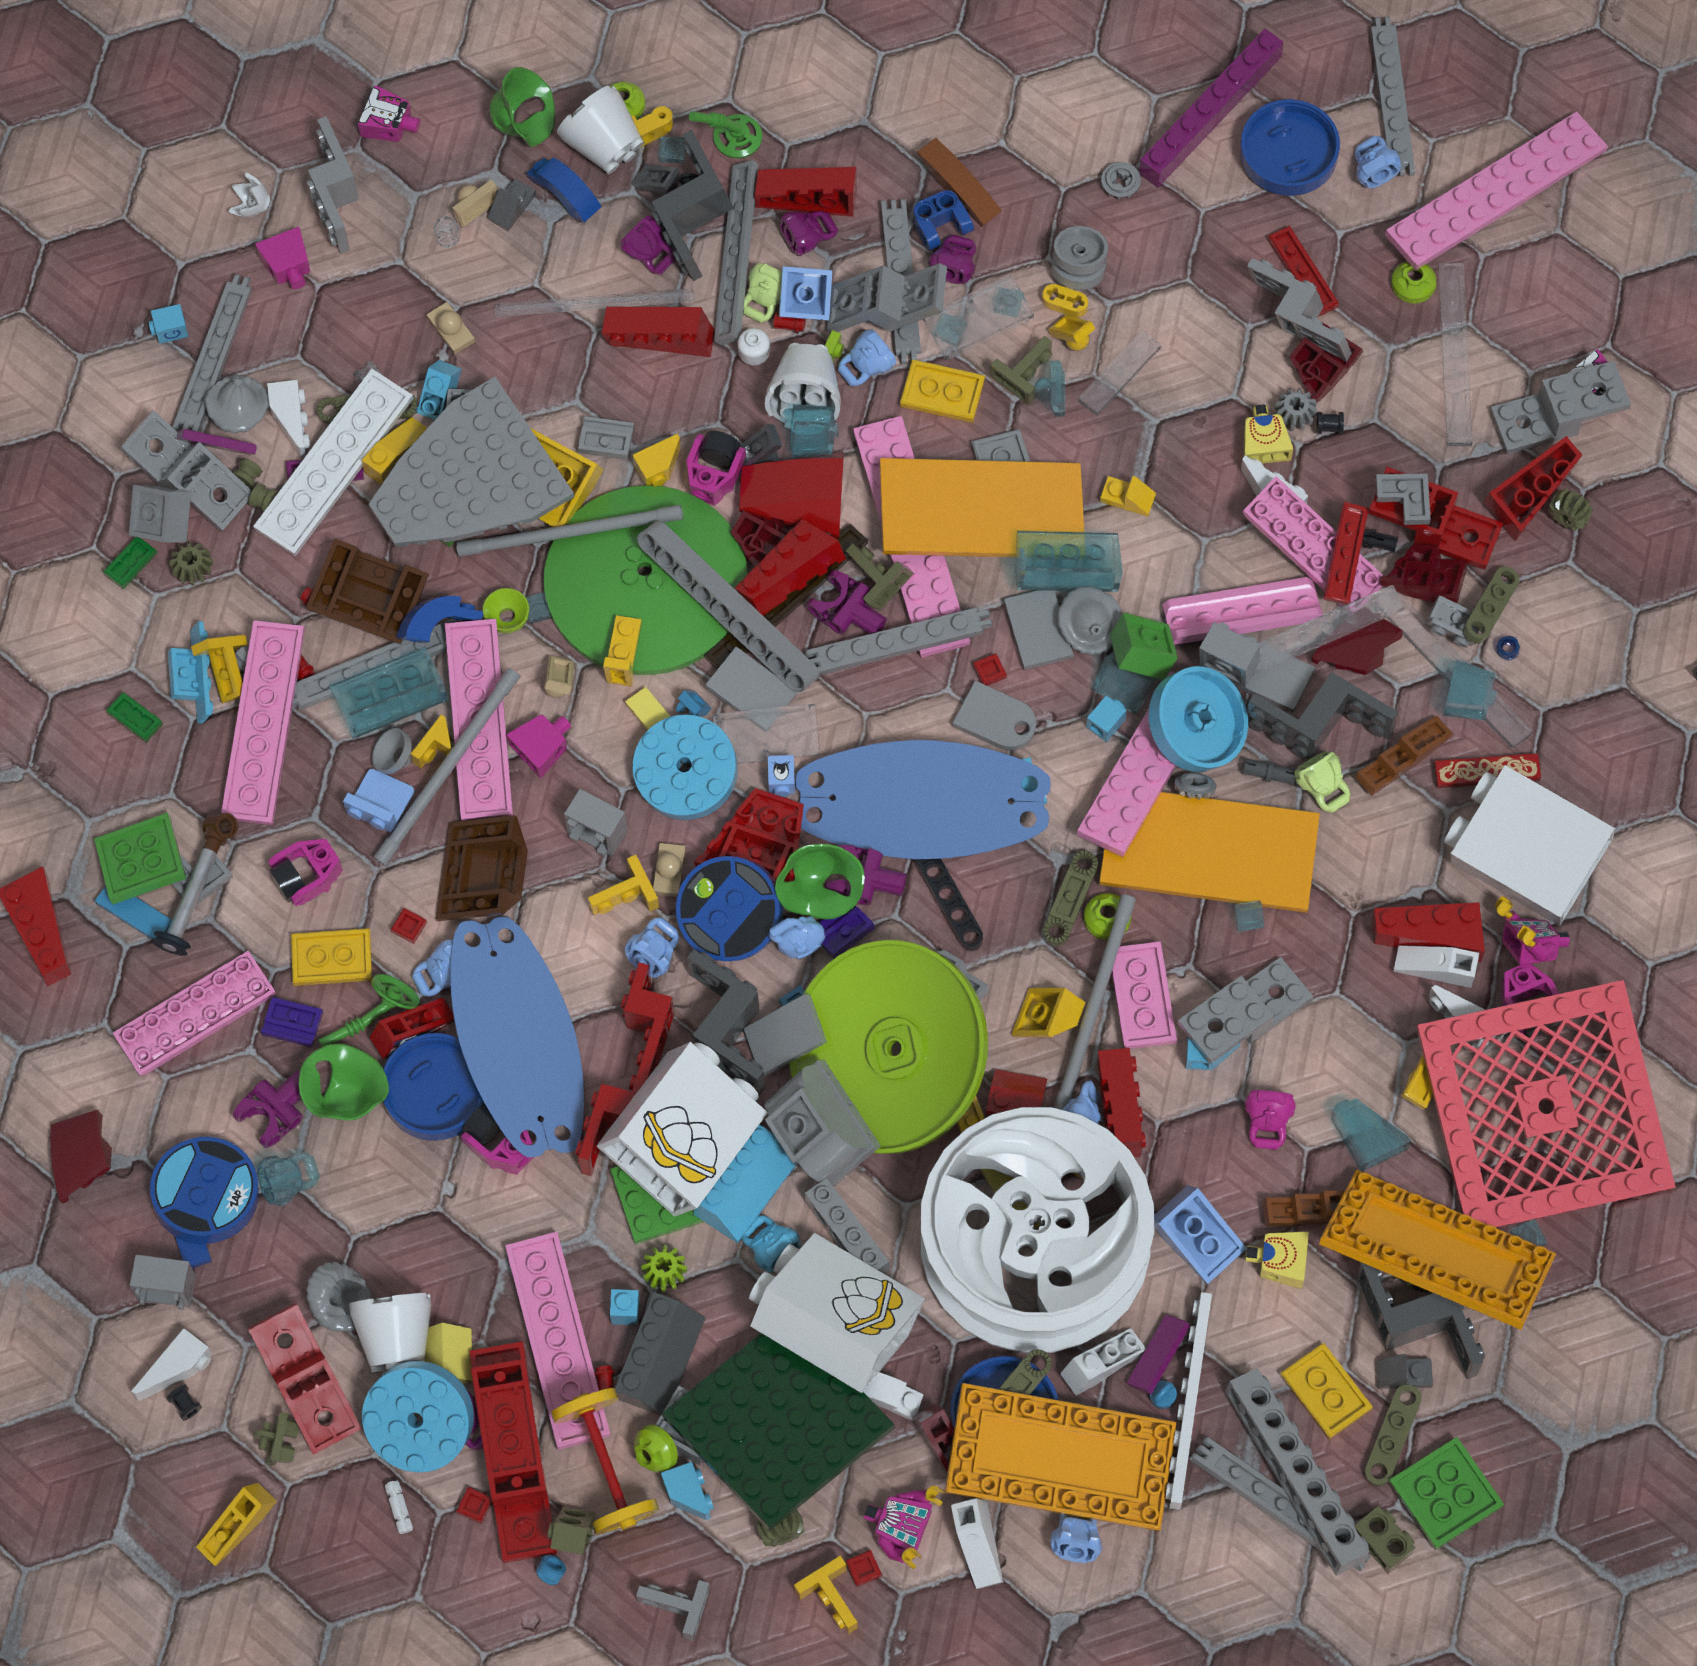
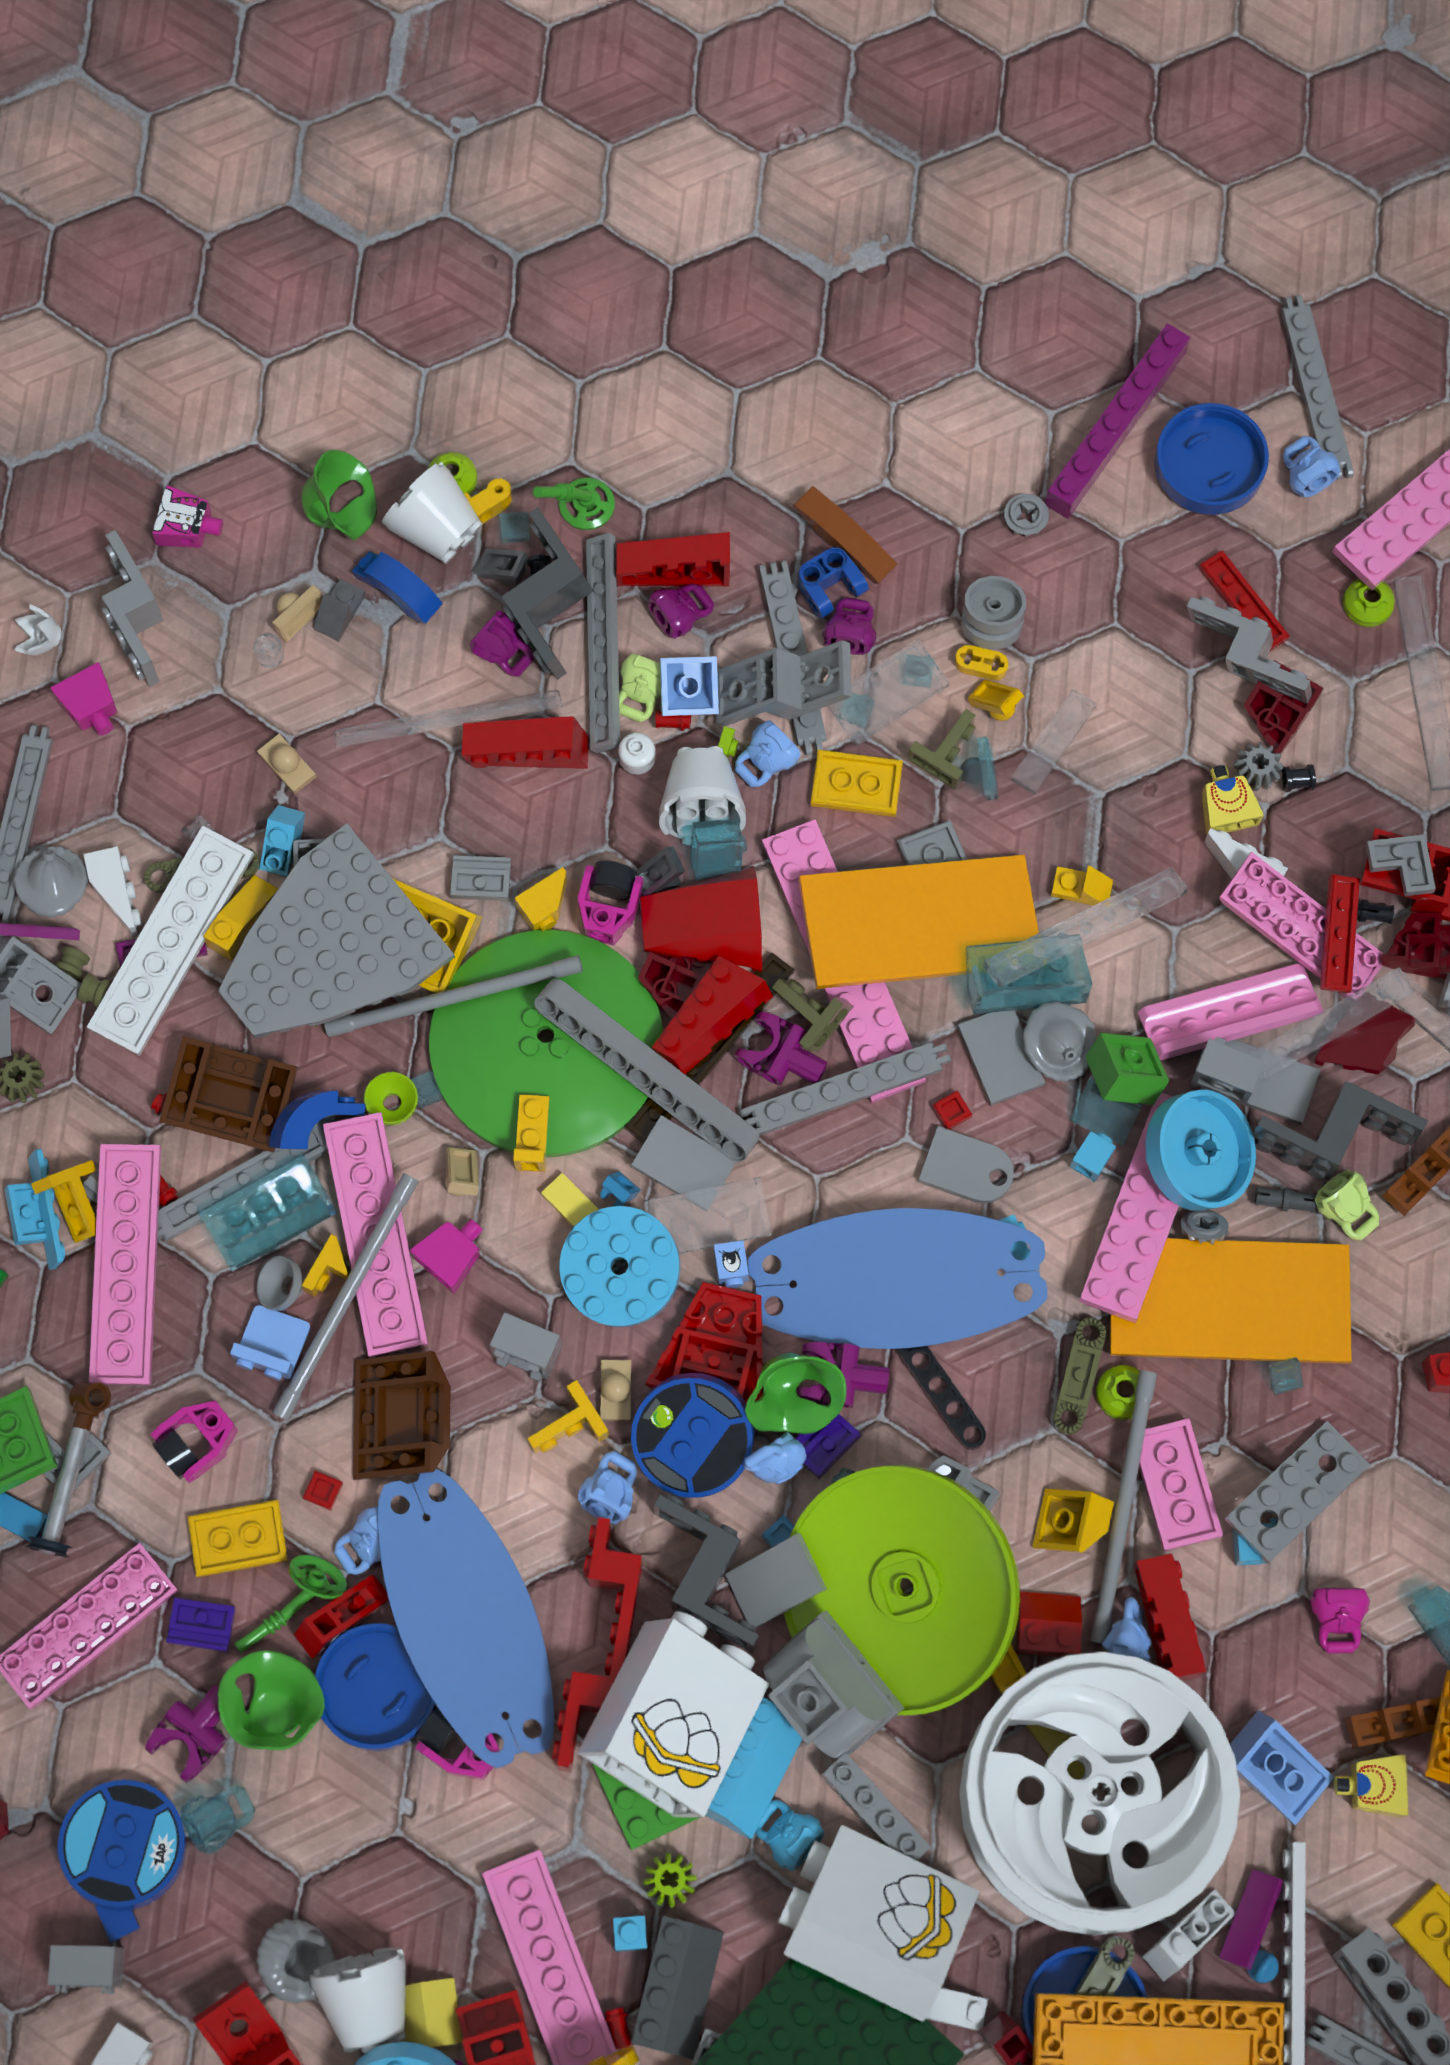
camera: 10 degrees left, 5 degrees up
(1124, 526) = (1085, 927): none -> clear tile

